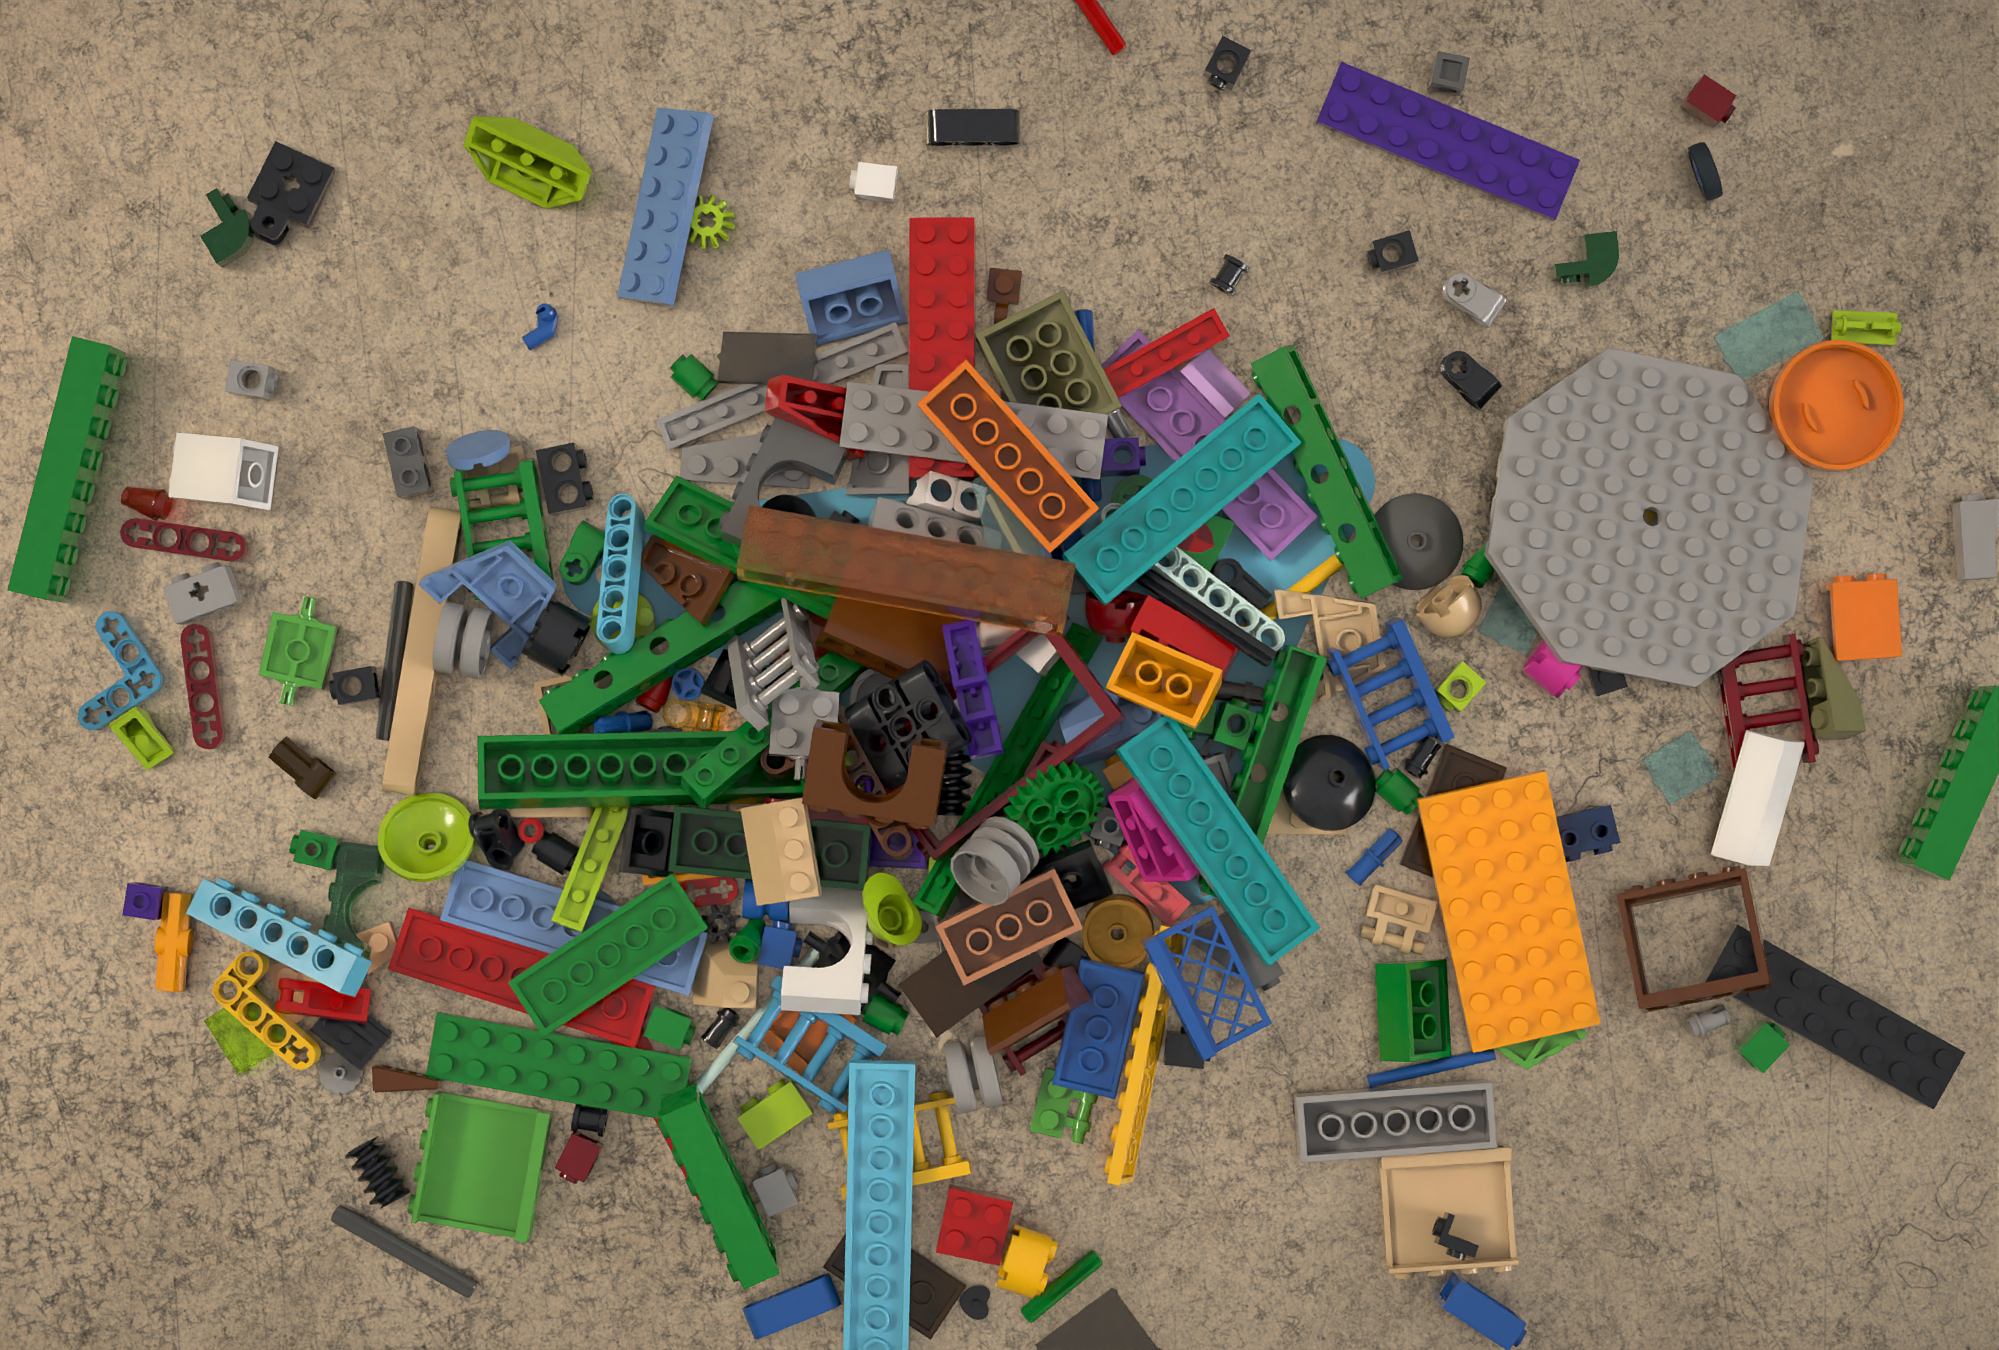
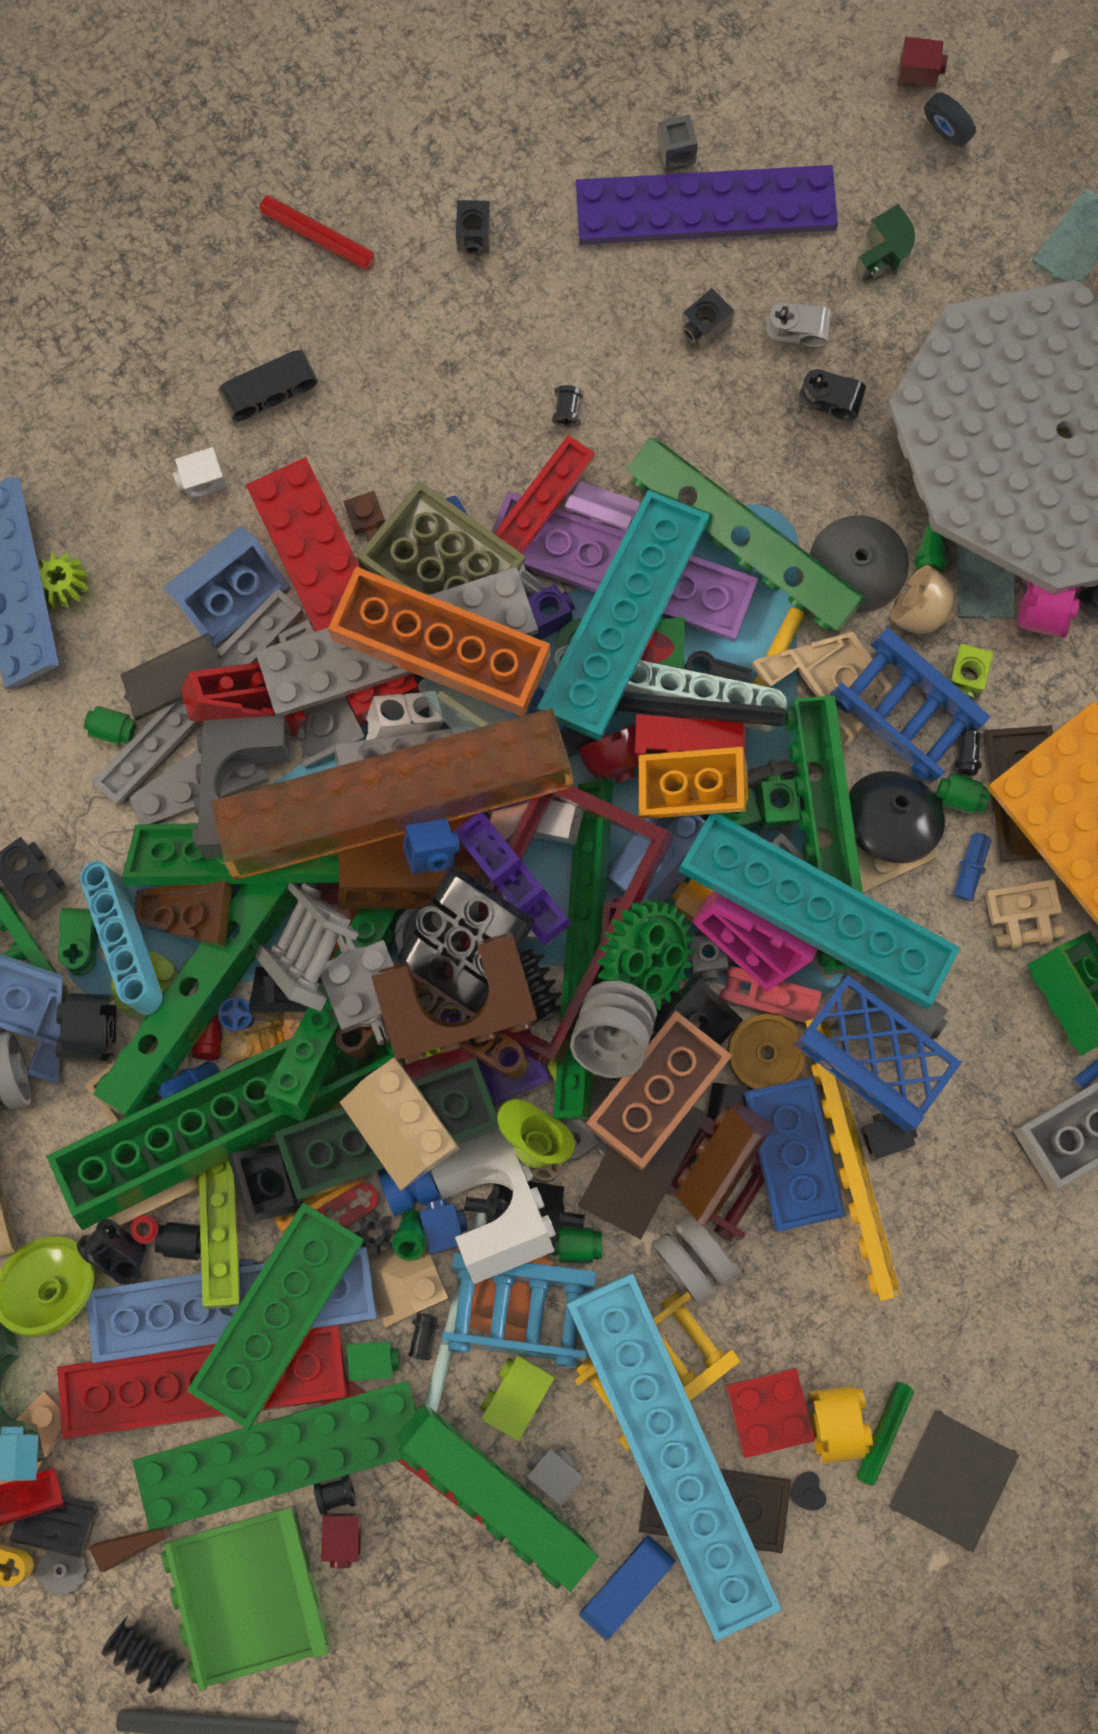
camera: 20 degrees left, 10 degrees down
(916, 630) = (430, 846): none -> blue brick
(1052, 1110) = (787, 1255): bright green plate -> none

